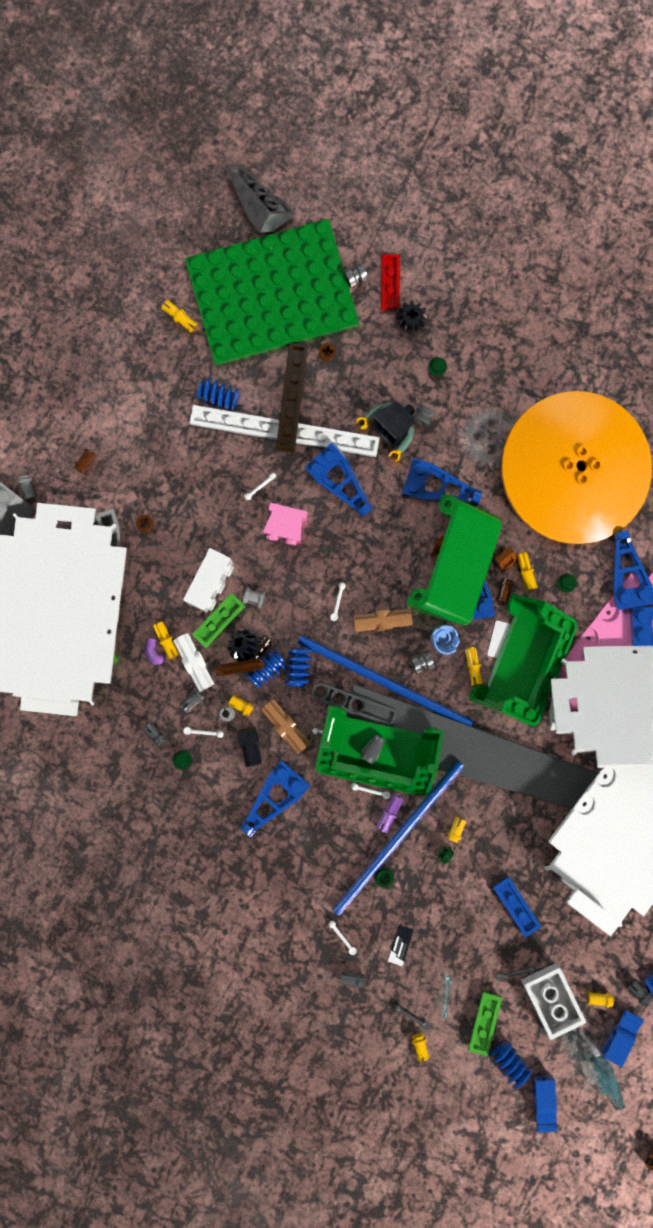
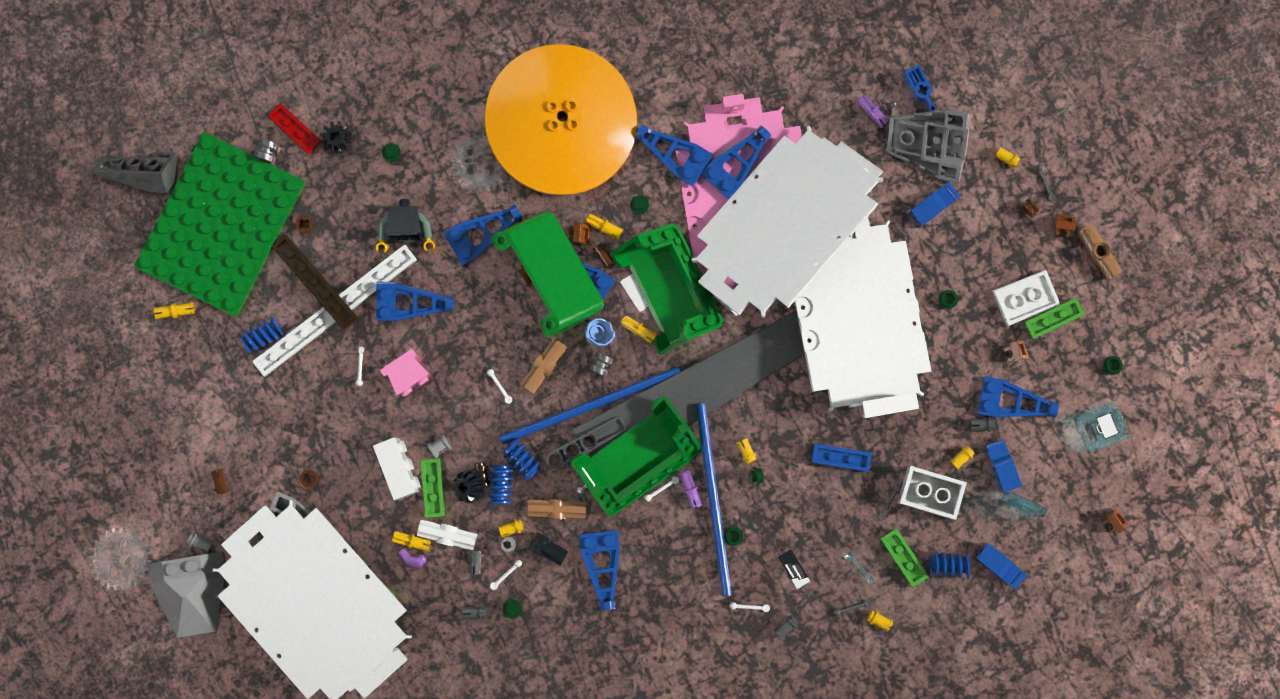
camera: 50 degrees left, 0 degrees up
(239, 667) = (481, 504): reddish brown axle -> none
(372, 749) = (631, 459): dark grey cone -> none
(423, 415) = (418, 196): dark grey wheel -> none

